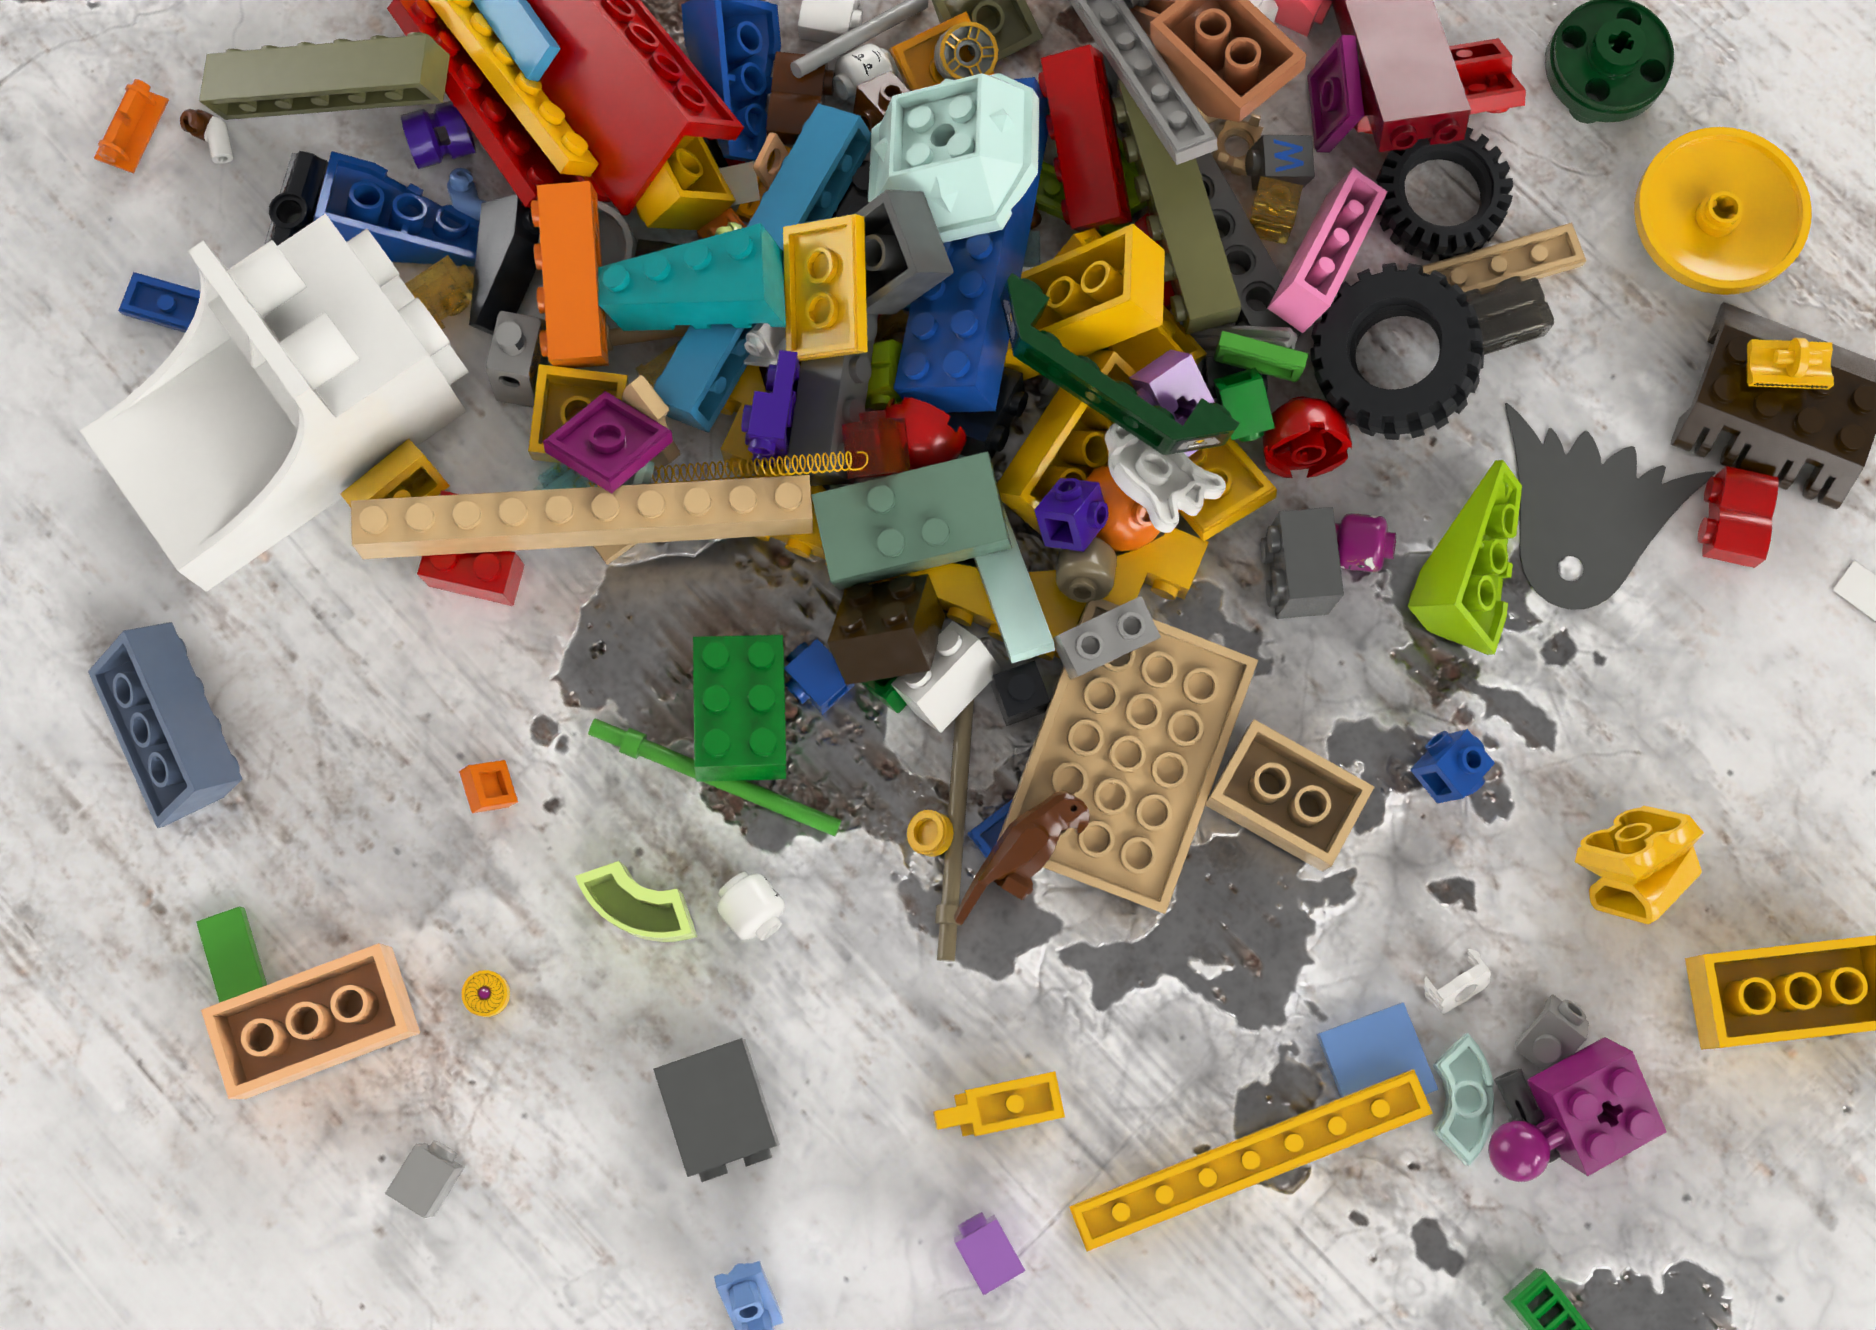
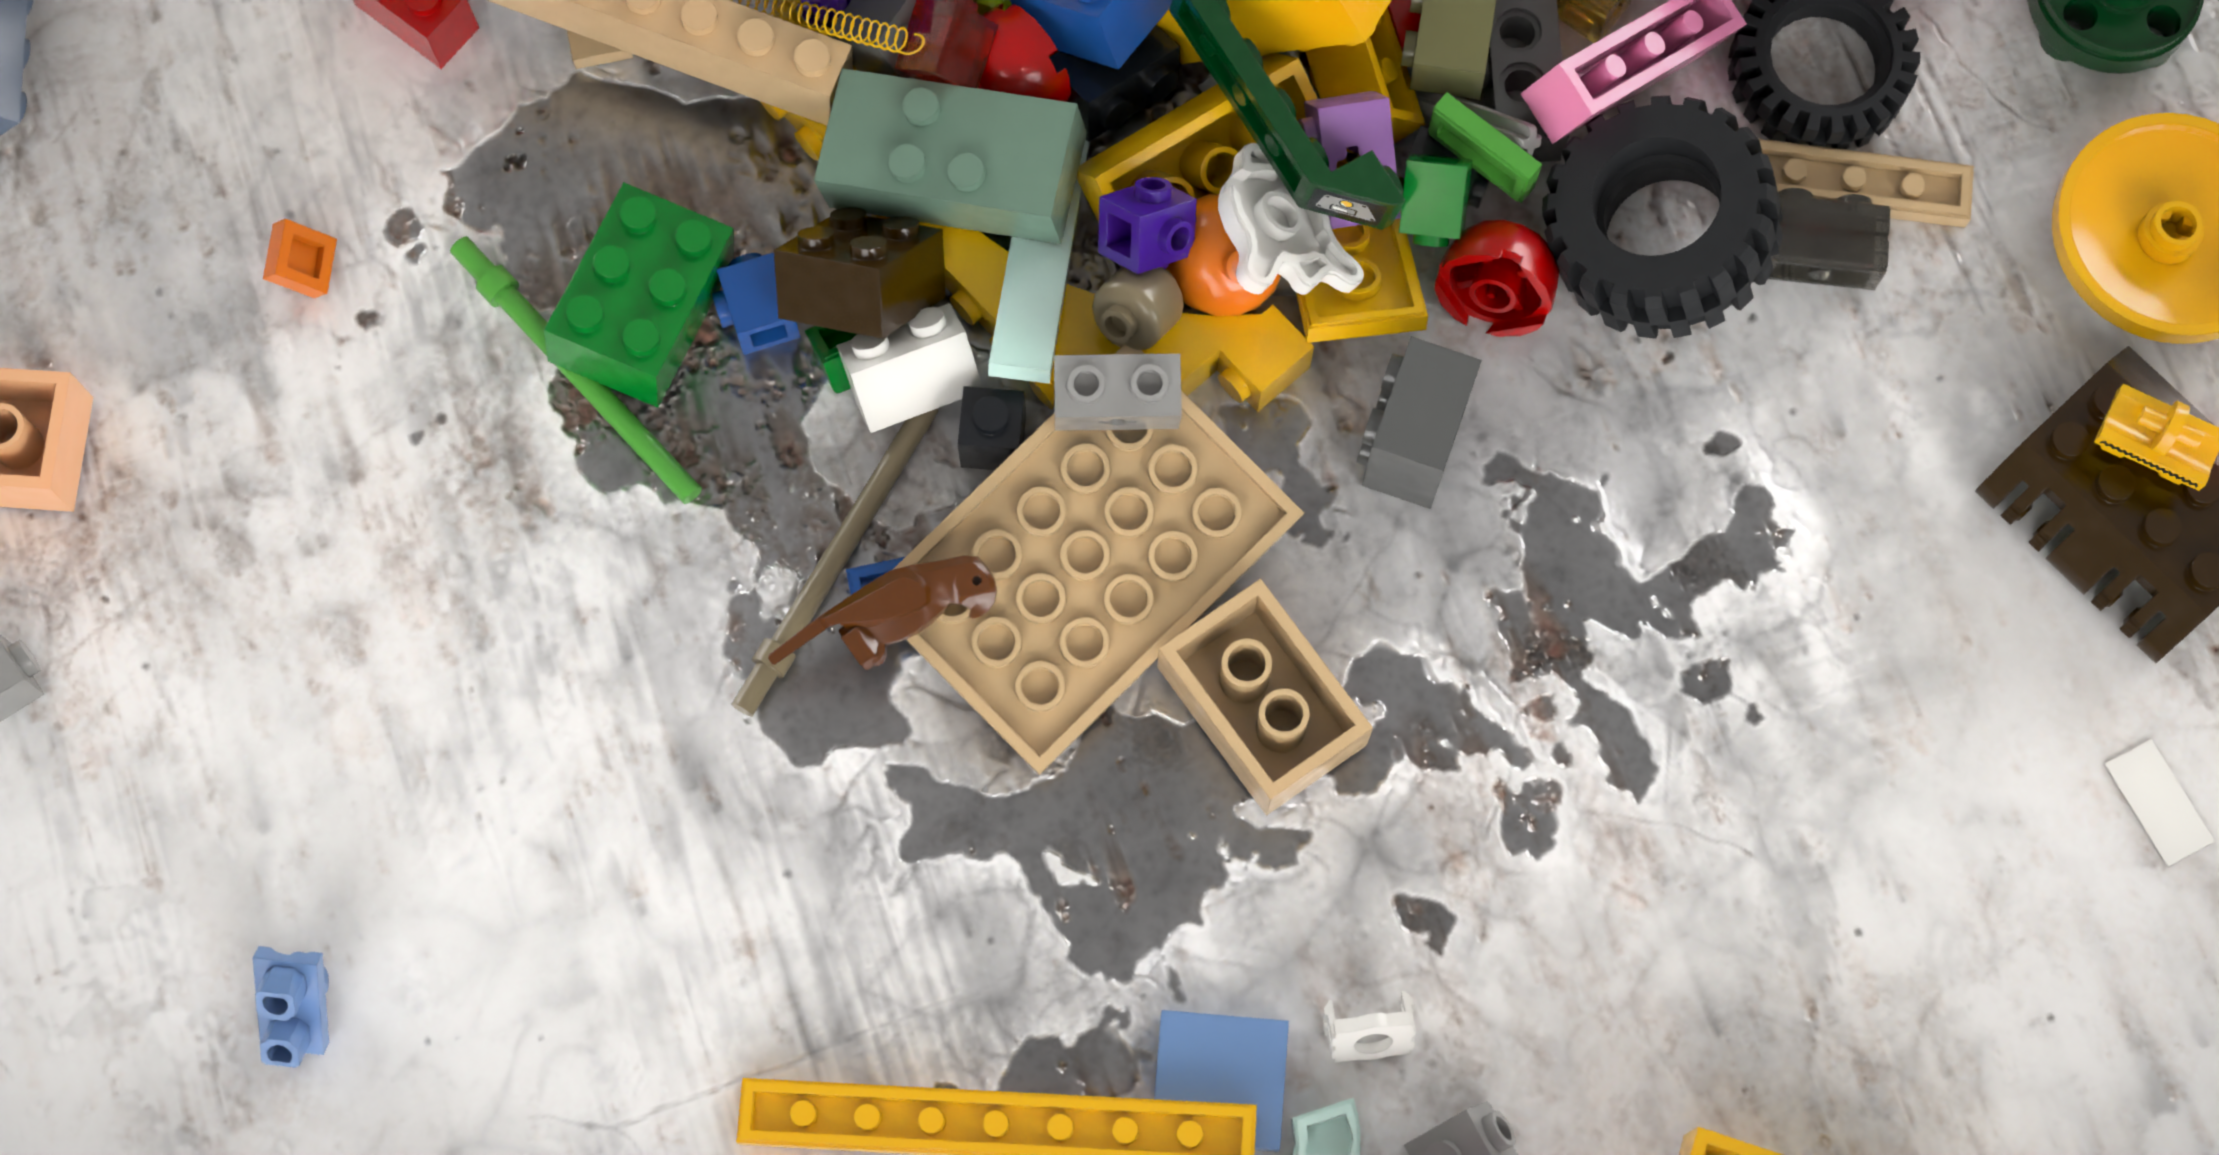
camera: 25 degrees right, 5 degrees down
(485, 993) = (173, 500): yellow tile -> none
(636, 909) = (404, 483): yellowish green brick -> none
(717, 1109) = (372, 758): dark grey brick -> none
(750, 906) = (537, 536): white head -> none
(930, 833) = (799, 548): yellow tile -> none
(987, 1252) = (606, 1077): medium lavender brick -> none
(1004, 1106) = (722, 916): yellow hinge -> none
(1364, 542) = (1511, 435): magenta head -> none
(1452, 766) = (1493, 754): blue brick -> none
(1464, 575) = (1626, 533): lime wedge -> none
(1587, 513) = (1826, 529): dark grey piece -> none
(1641, 862) = (1679, 981): yellow piece -> none
(1738, 516) = (2019, 614): red brick -> none

